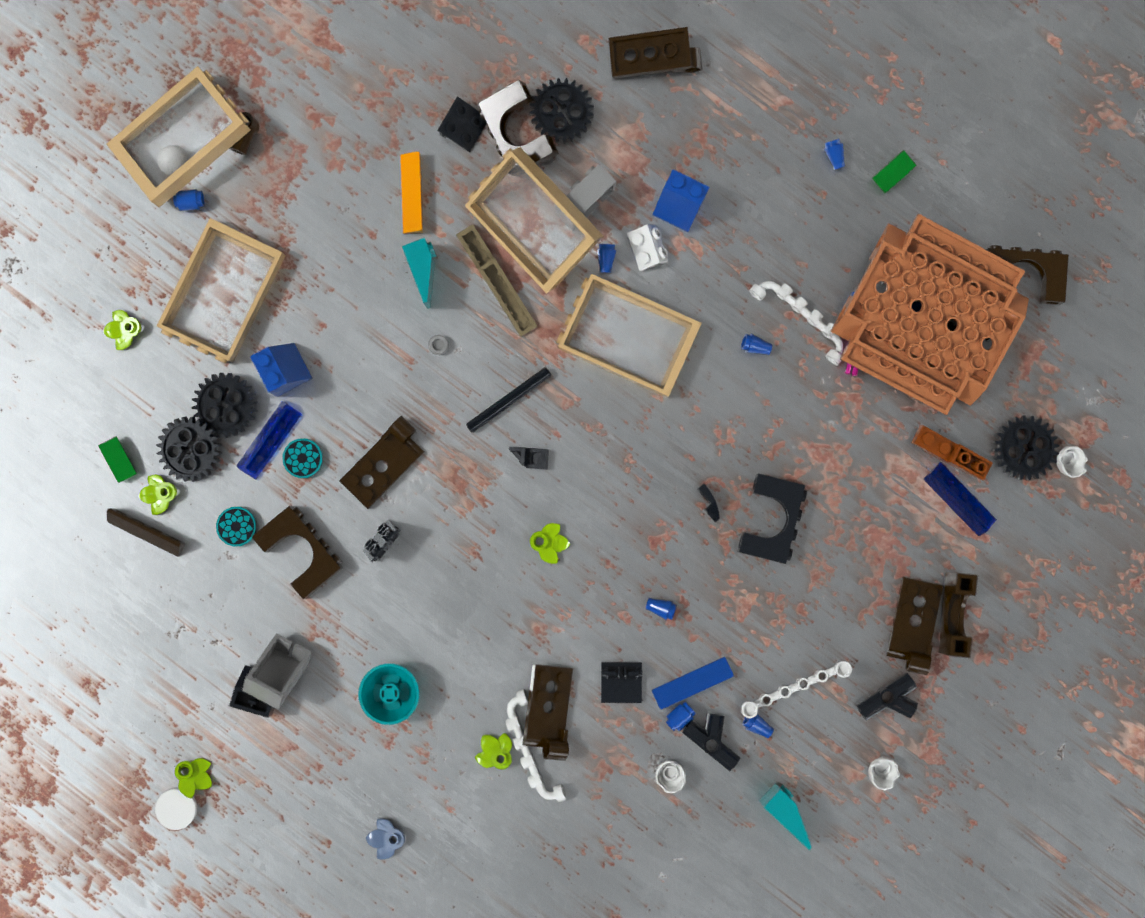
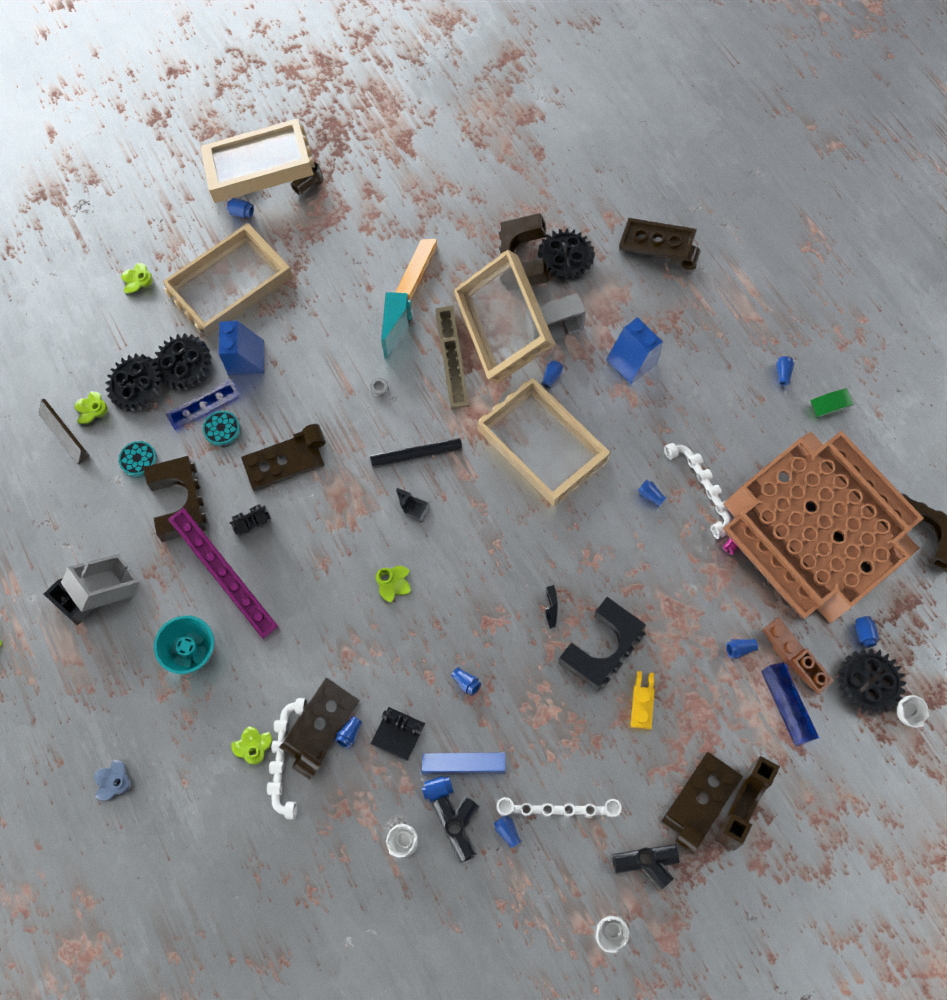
camera: 30 degrees right, 20 degrees down
(117, 459) = (74, 368): green slope -> none
(385, 606) = (223, 573): none -> magenta tile
(462, 124) = (480, 235): black hinge -> none
(577, 703) = (347, 735): none -> blue cone
(648, 247) = (591, 379): white bracket -> none
(781, 806) = (495, 919): teal slope -> none
(829, 556) = (642, 703): none -> yellow hinge
(897, 466) = (740, 647): none -> blue cone
(1006, 400) = (867, 631): none -> blue brick

